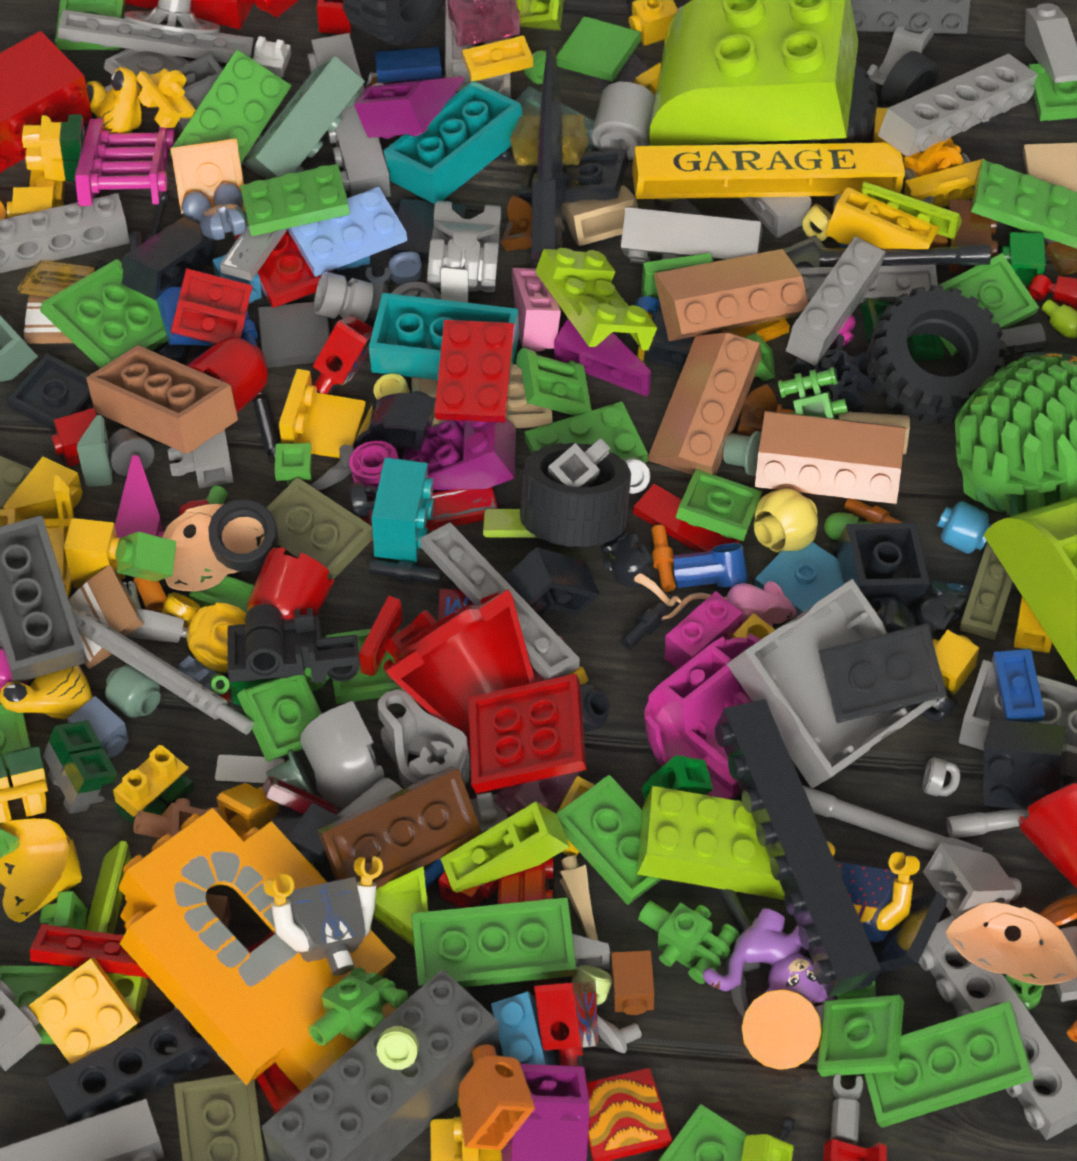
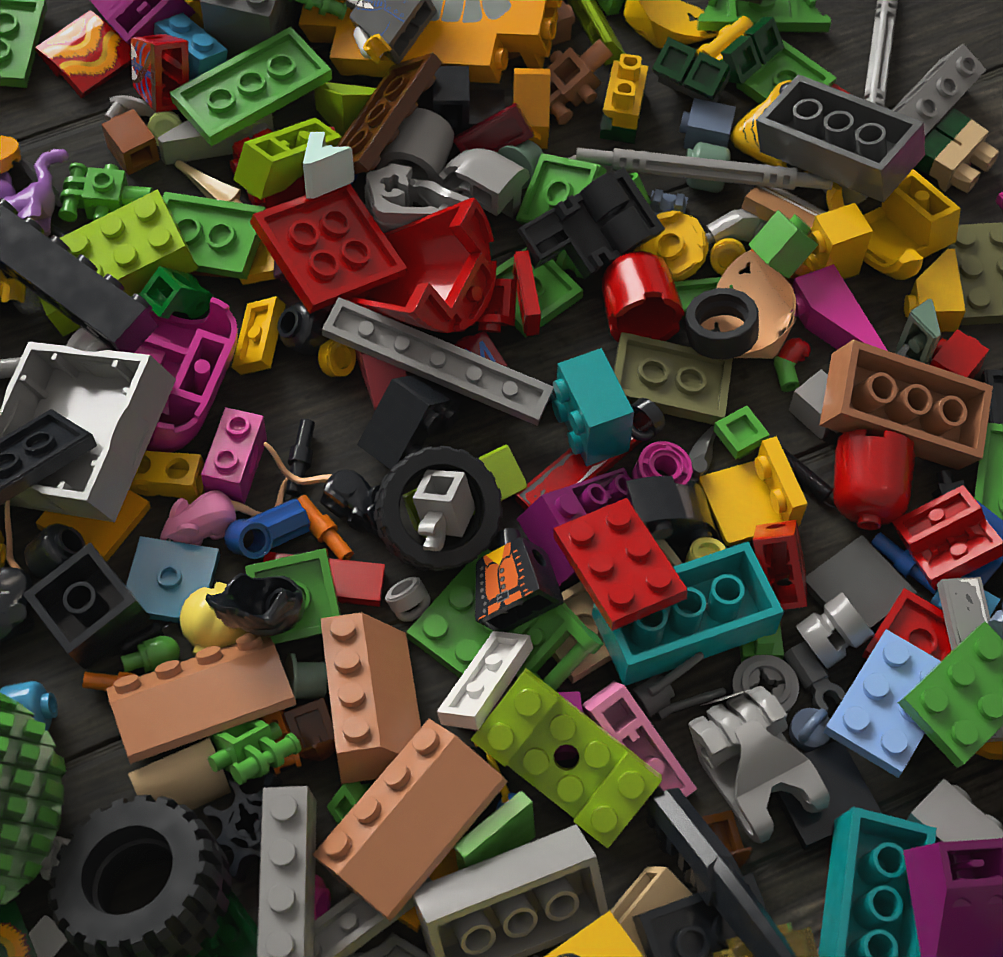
camera: 145 degrees right, 5 degrees up
(497, 783) = (326, 166): none -> light aqua slope
(553, 410) = (514, 583): none -> black torso
(618, 366) = (485, 680): none -> white plate
(620, 733) = (258, 336): none -> yellow plate
(757, 471) = (259, 604): none -> black hair

